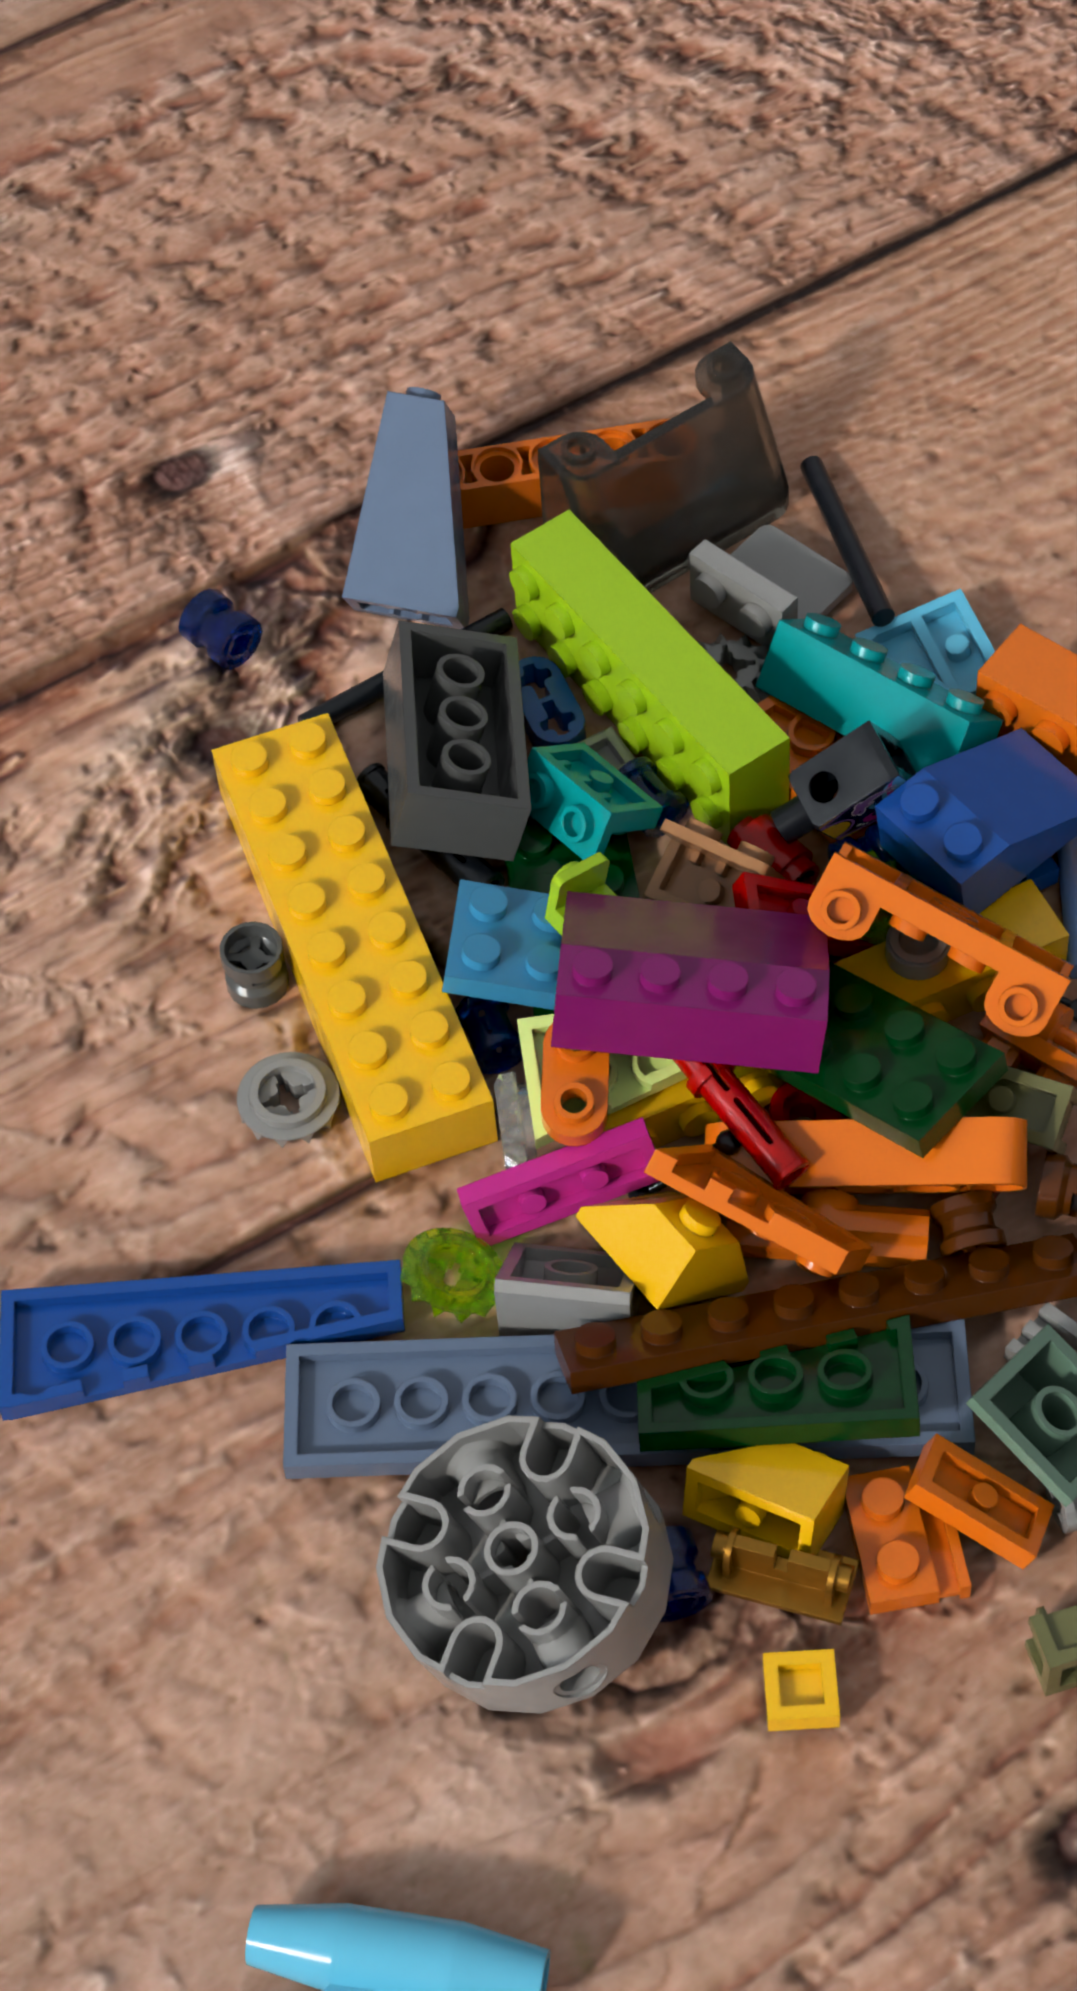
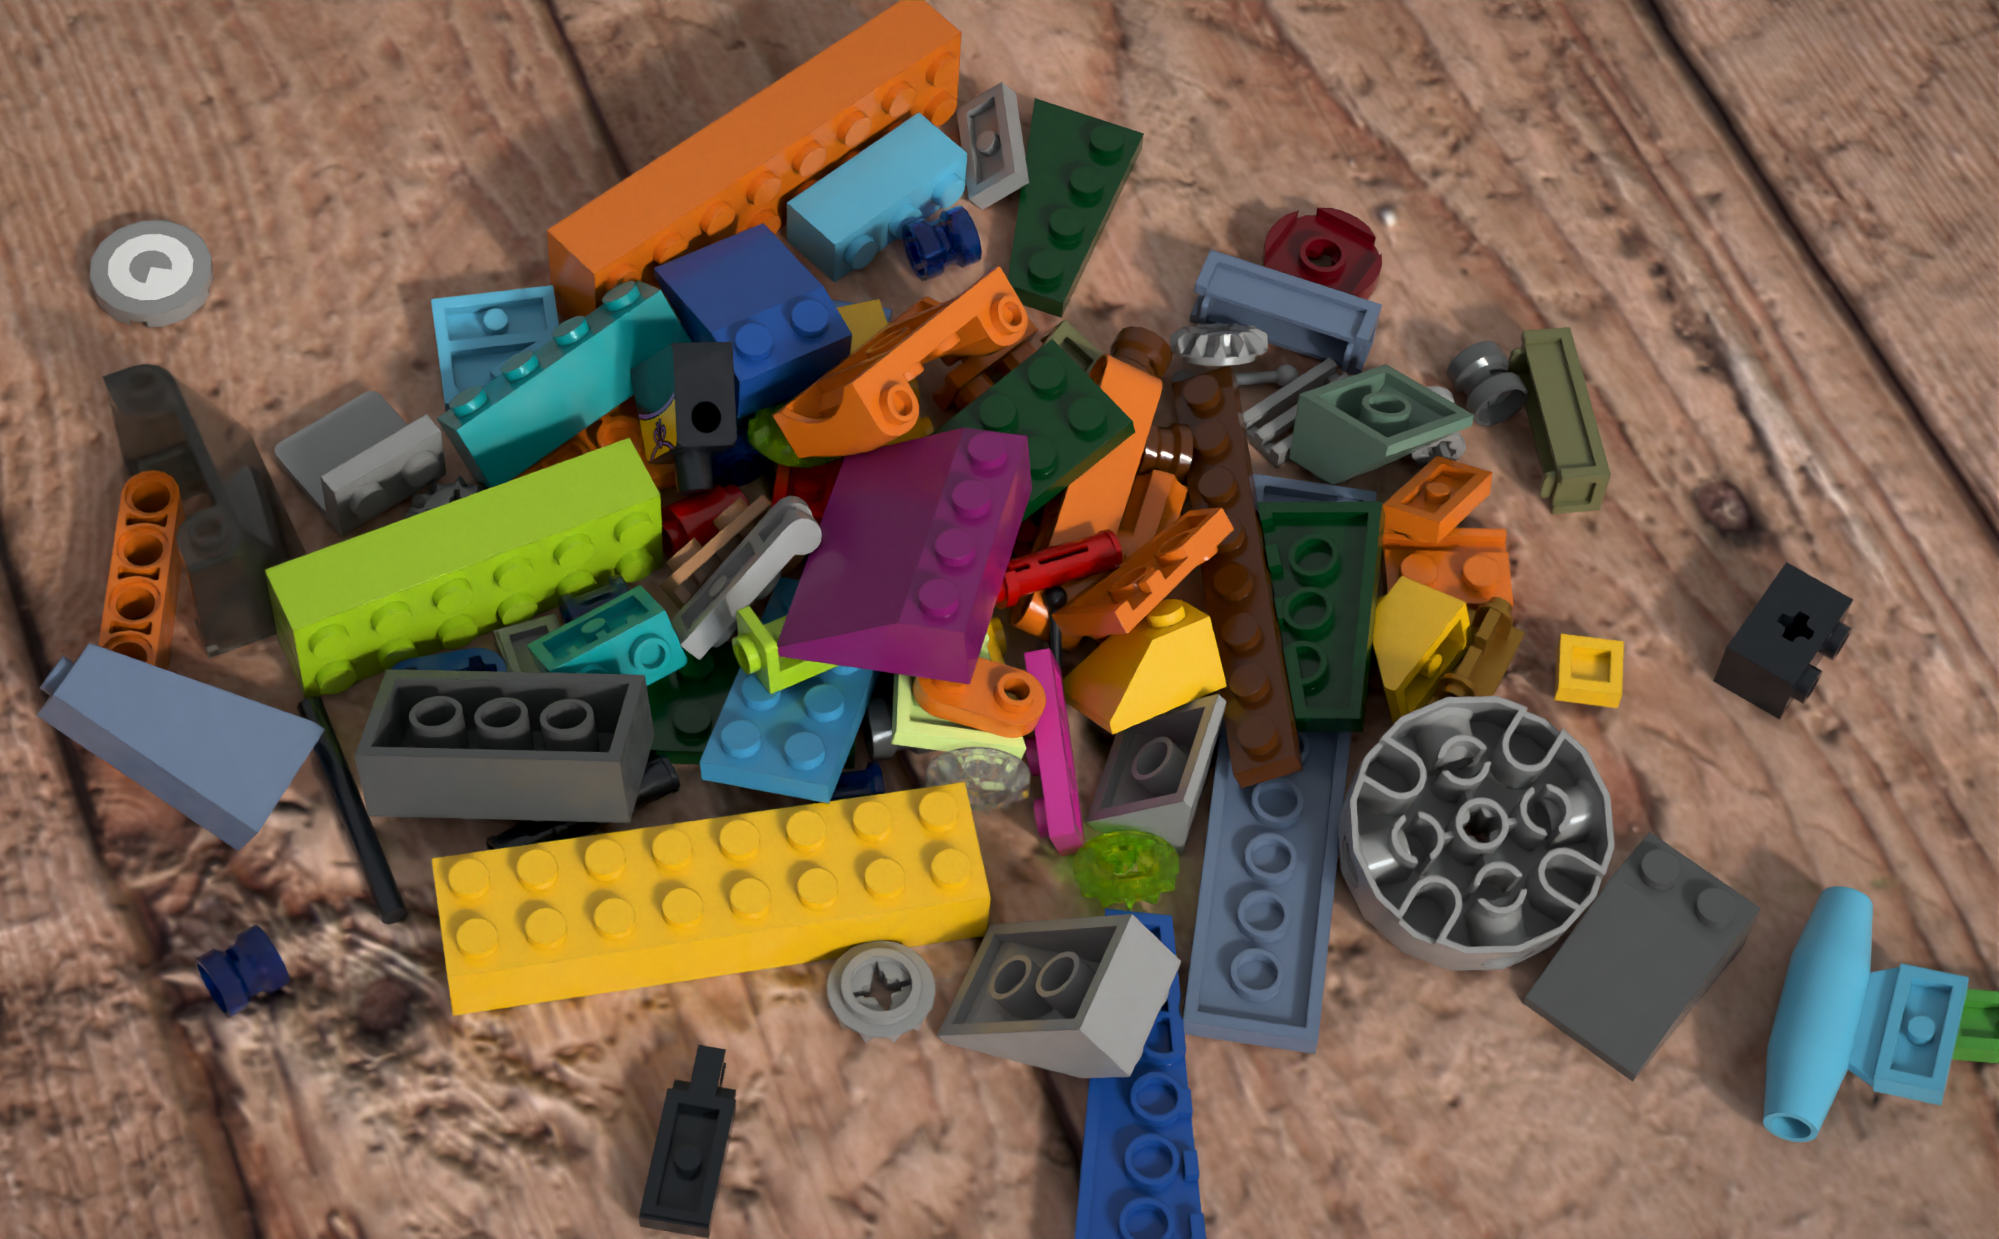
camera: 90 degrees left, 0 degrees up
(105, 980) = (690, 1150): none -> black hinge
(254, 965) = (709, 980): dark grey wheel -> none
(277, 1231) = (1064, 994): none -> light grey slope
(445, 1776) = (1642, 956): none -> dark grey slope
(680, 876) = (746, 575): none -> light grey plate
(847, 541) = (326, 383): black bar -> none
(866, 1865) = (1784, 641): none -> black brick
(942, 396) = (151, 273): none -> light grey tile

